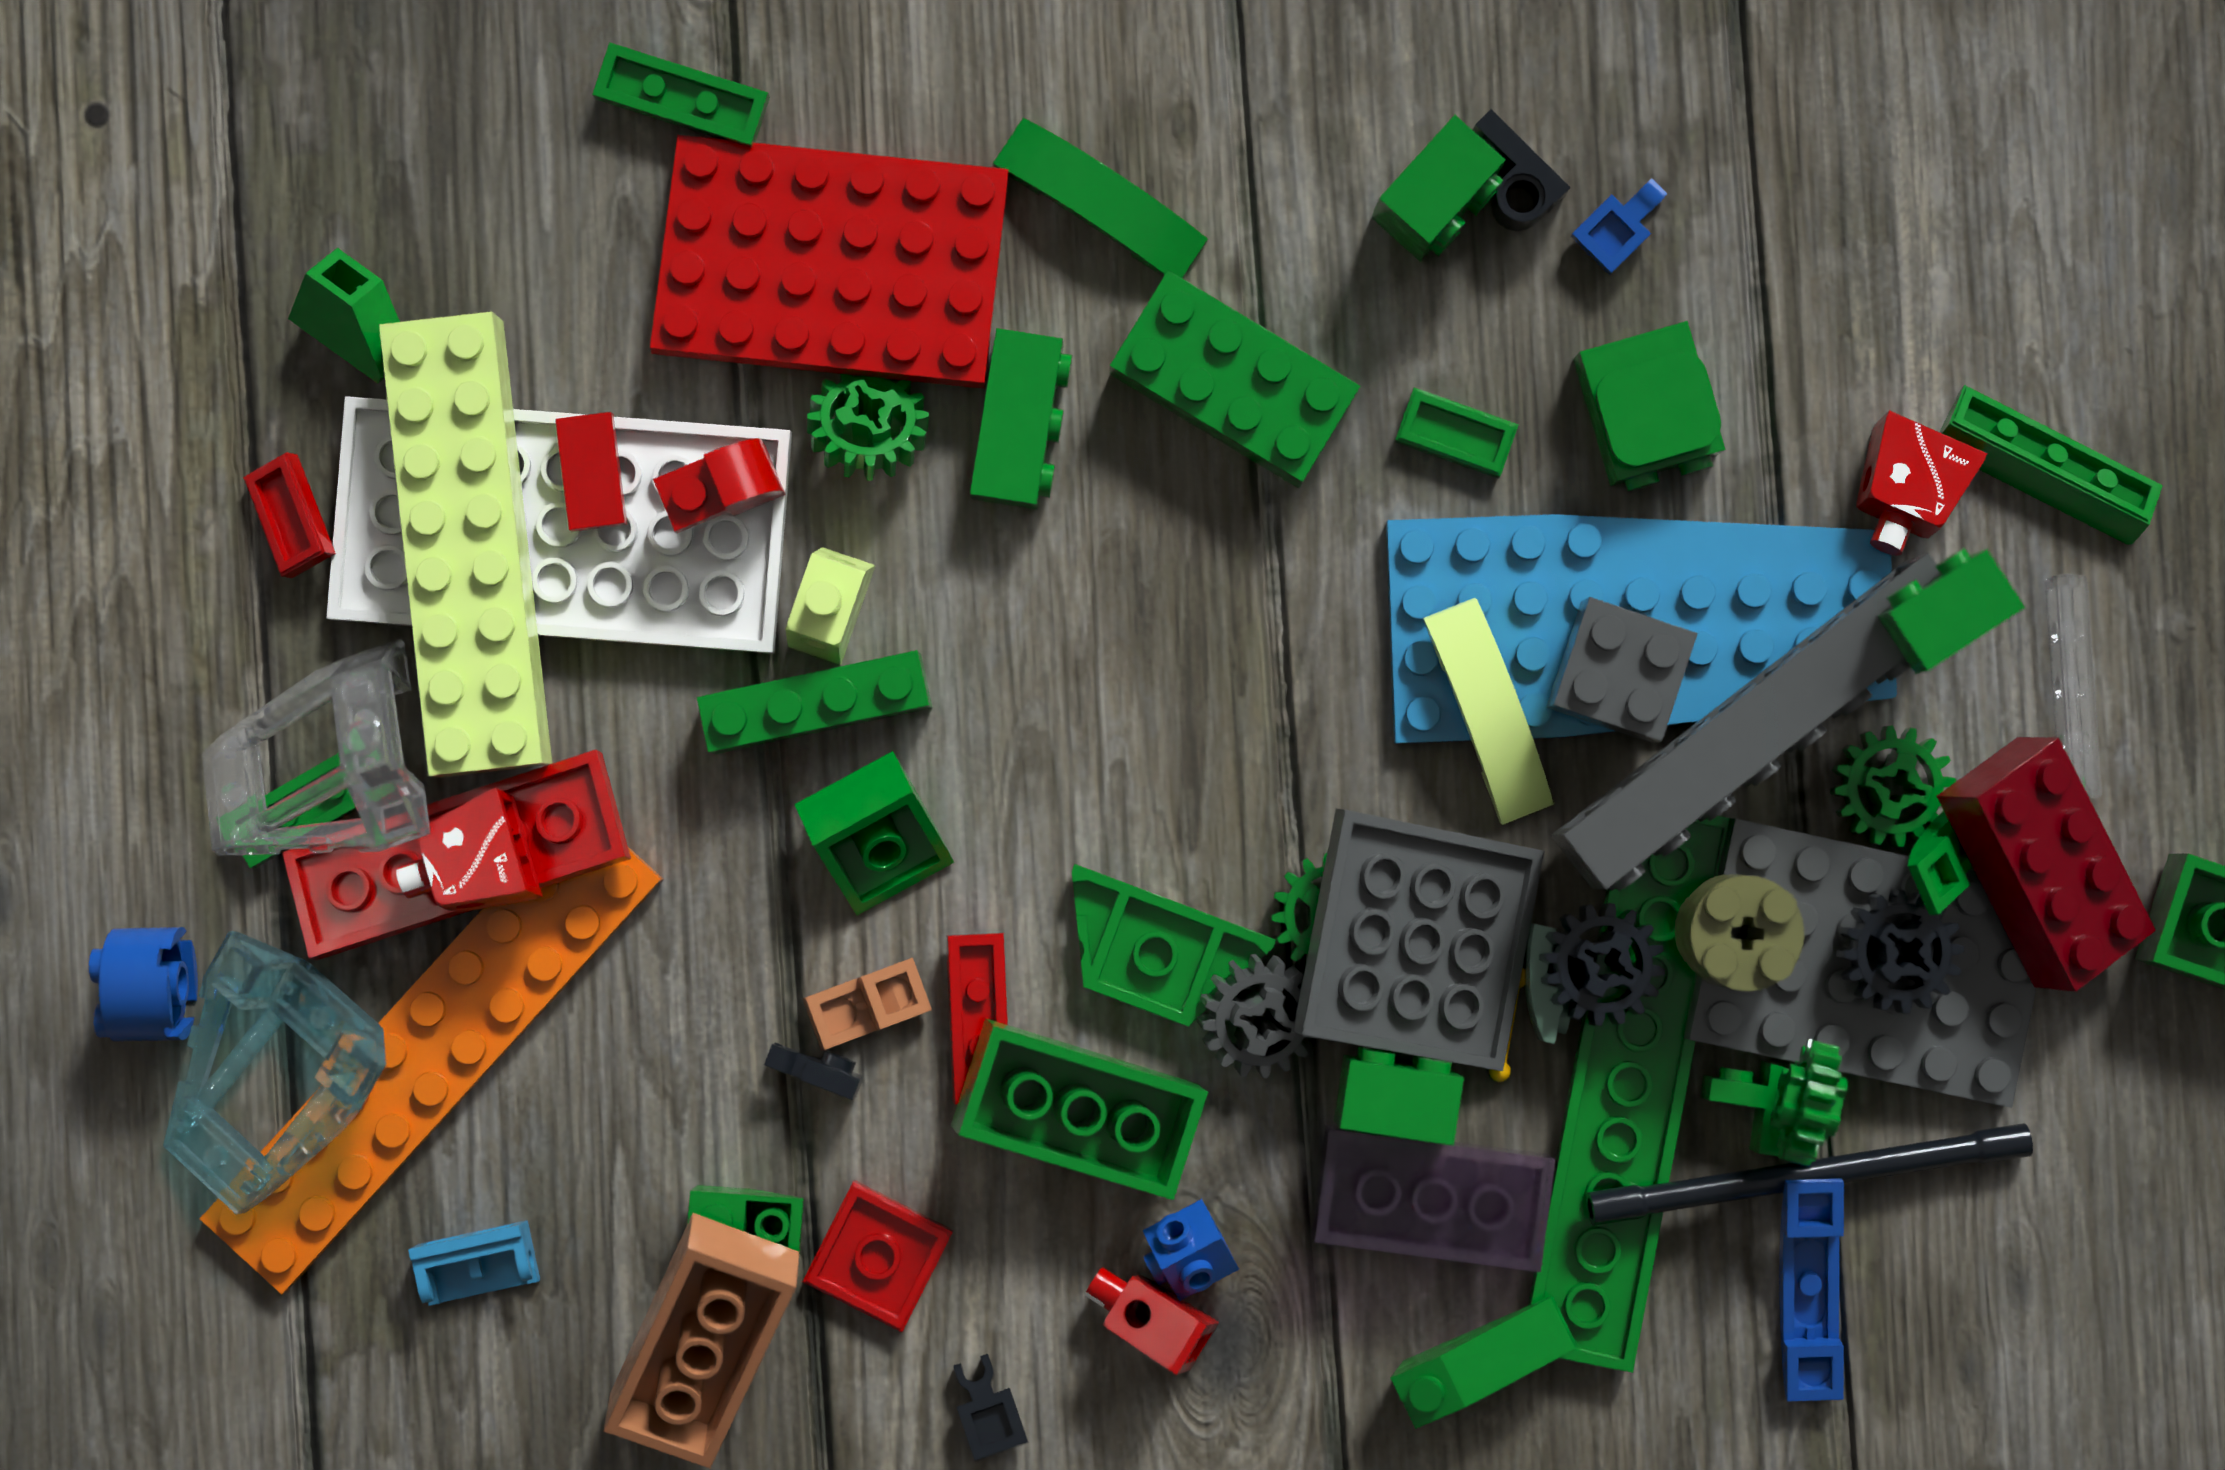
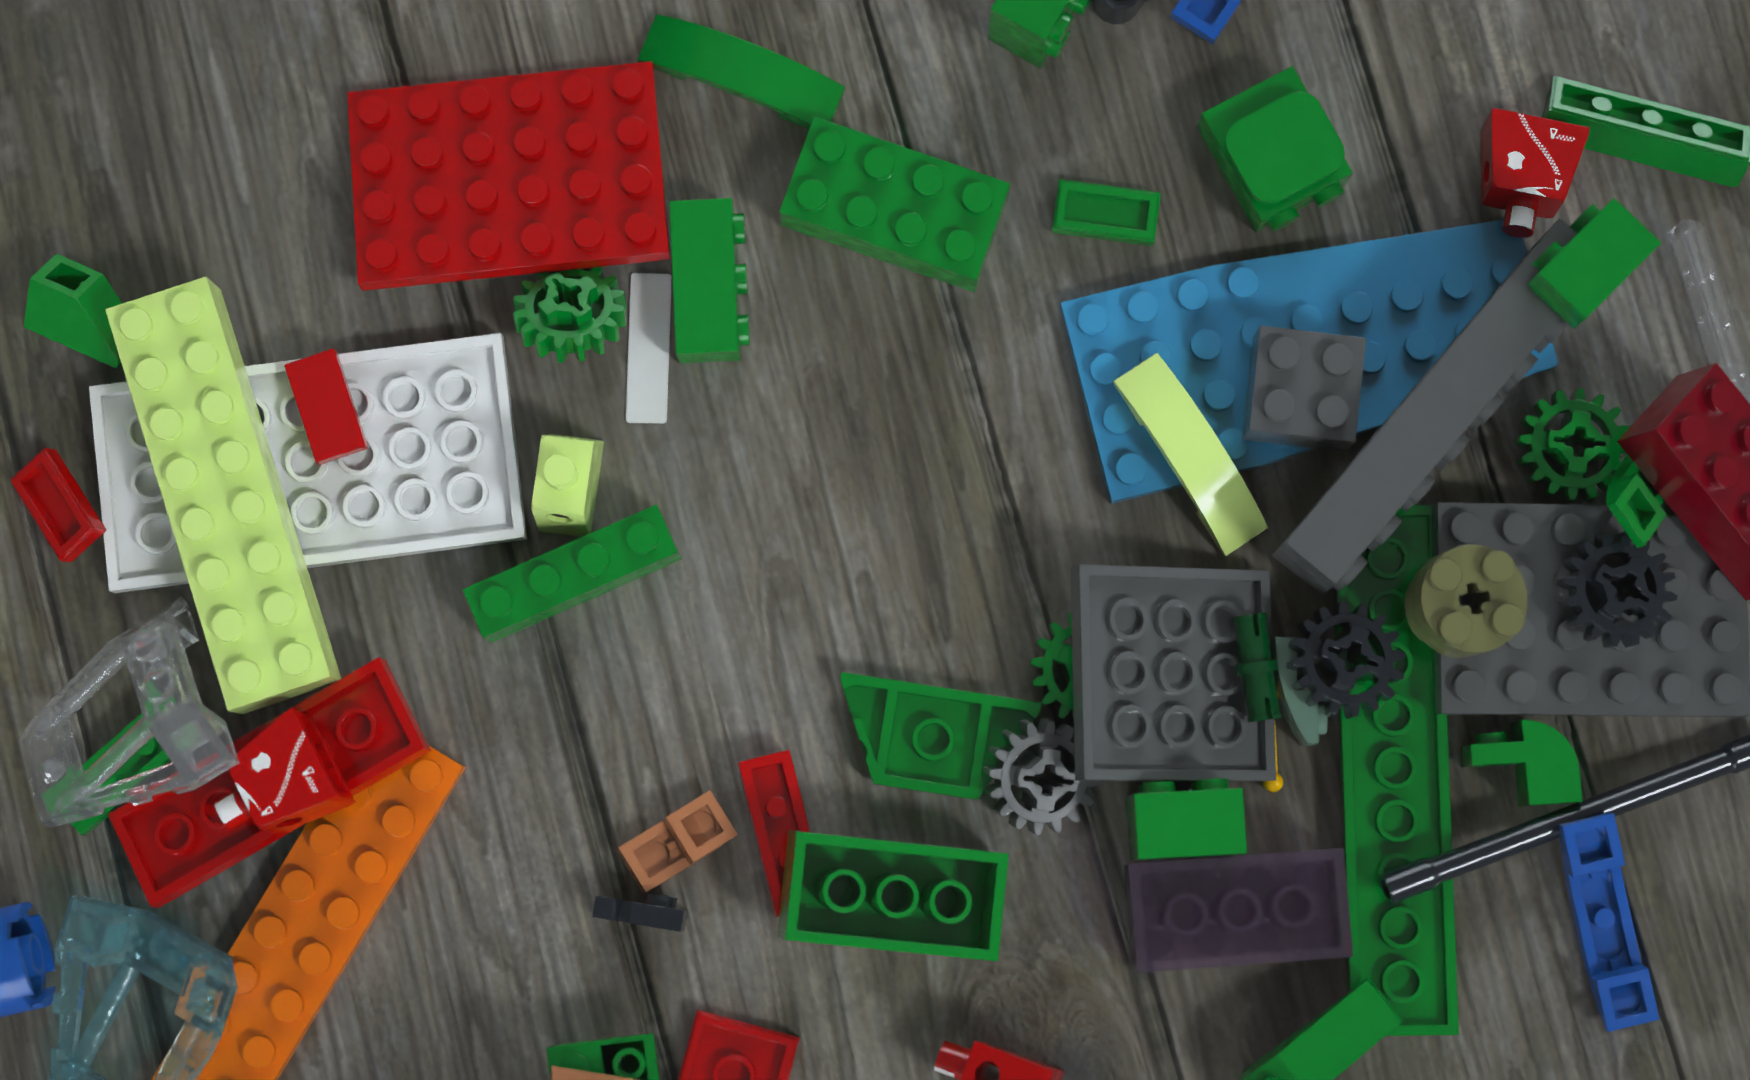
camera: 10 degrees left, 5 degrees down
(680, 95) = (342, 56): green plate -> none
(720, 483) = (450, 385): red brick -> none
(873, 833) = (651, 683): green slope -> none
(942, 476) = (648, 348): none -> white sticker
(1188, 1251) = (1022, 1008): blue brick -> none
(1508, 952) = (1256, 667): none -> dark green pin
(1809, 1102) = (1566, 743): green gear -> none

